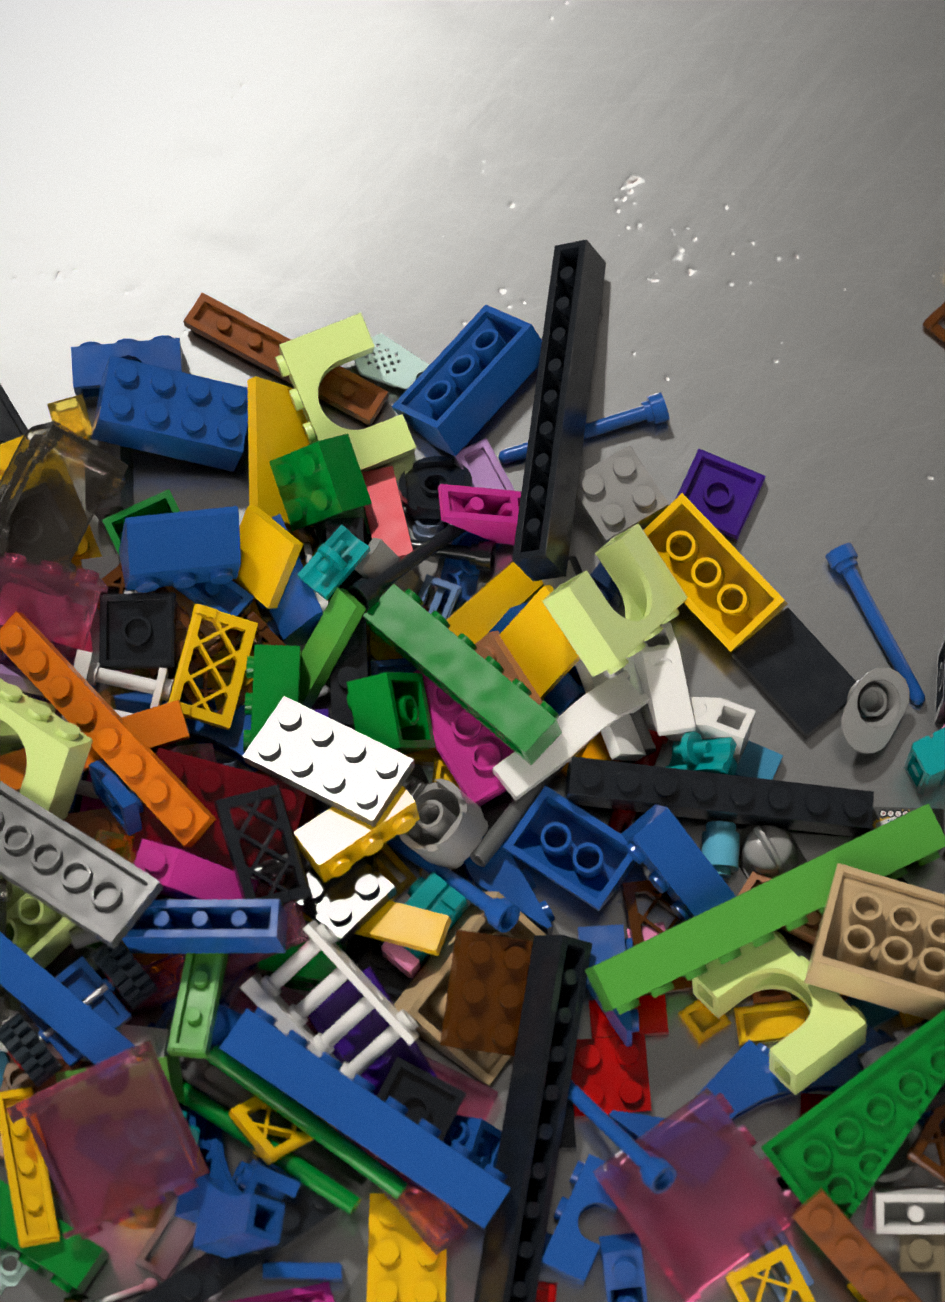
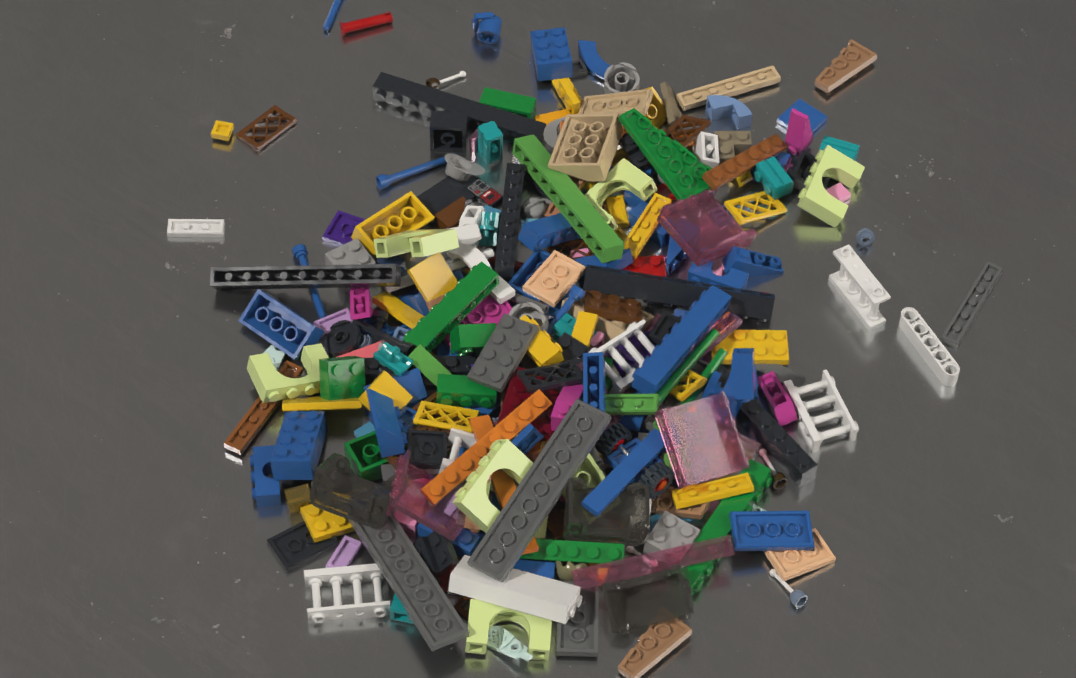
camera: 95 degrees left, 20 degrees down
(554, 876) = (554, 278): none -> light nougat tile
(655, 1172) = (700, 229): blue piece -> none
(707, 1069) = (645, 225): none -> yellow tile
(721, 222) = (196, 228): none -> white tile
(744, 686) = (451, 215): none -> reddish brown slope
(816, 754) = (484, 193): none -> black tile

